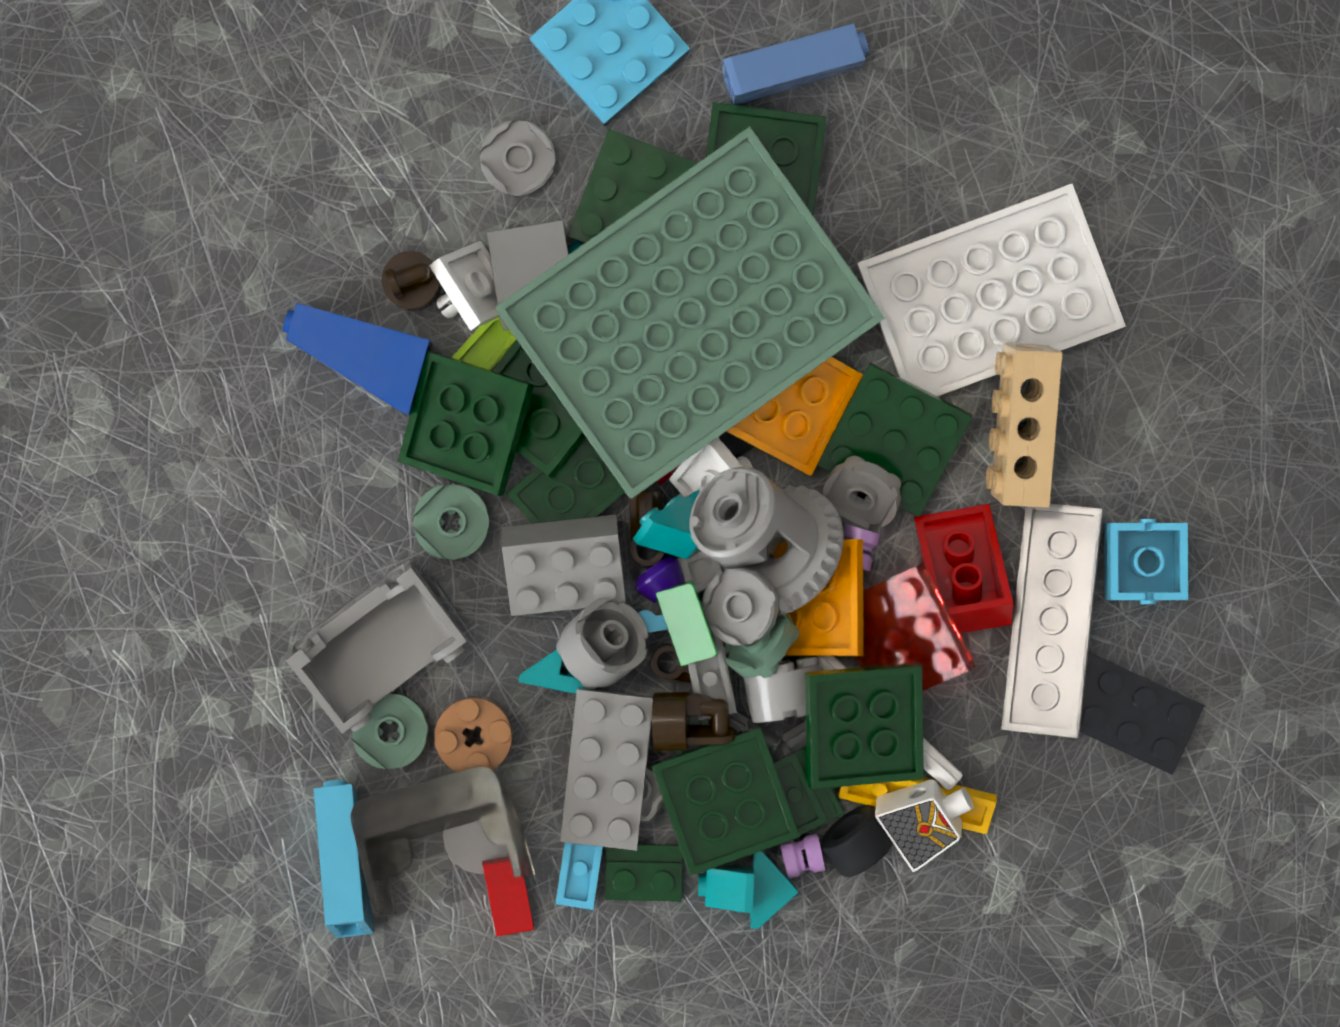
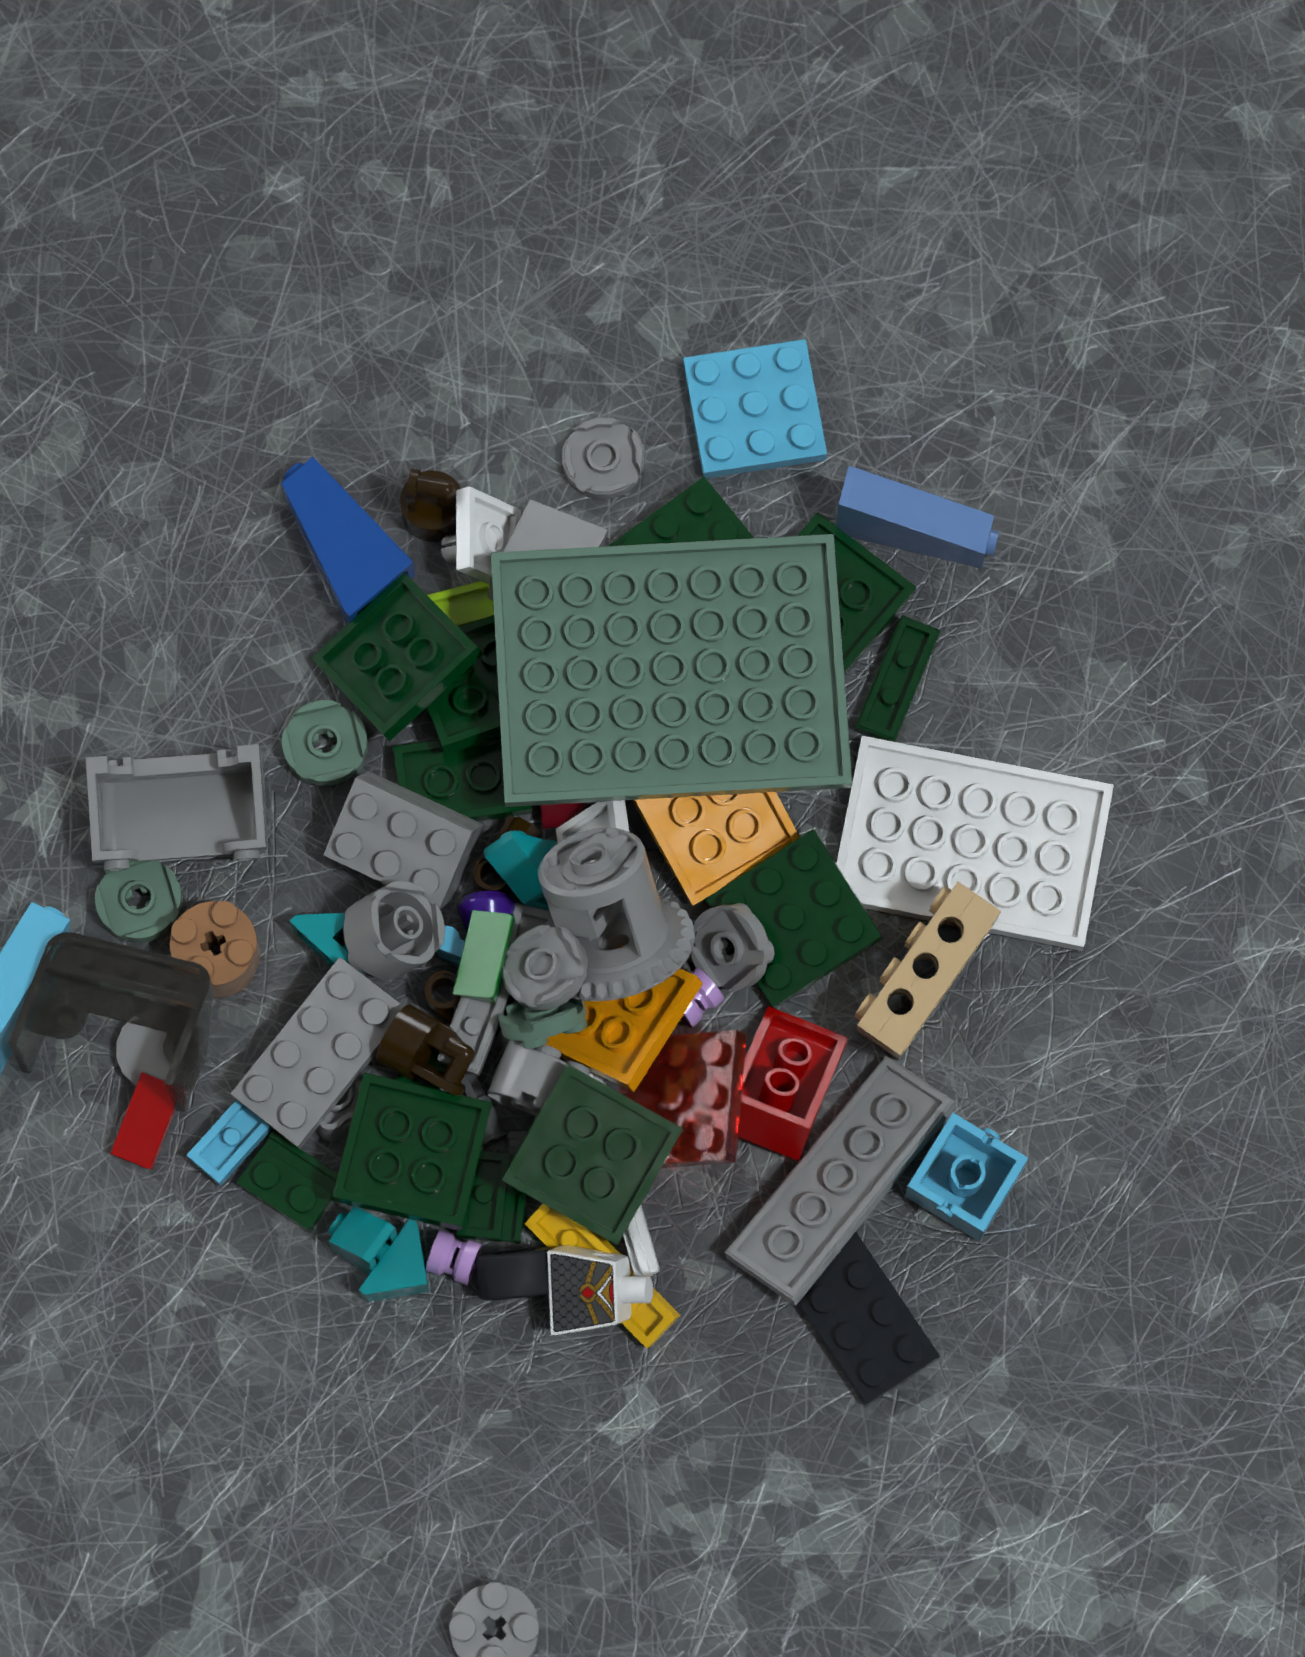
camera: 30 degrees right, 15 degrees down
(854, 198) = (897, 679): none -> dark green tile

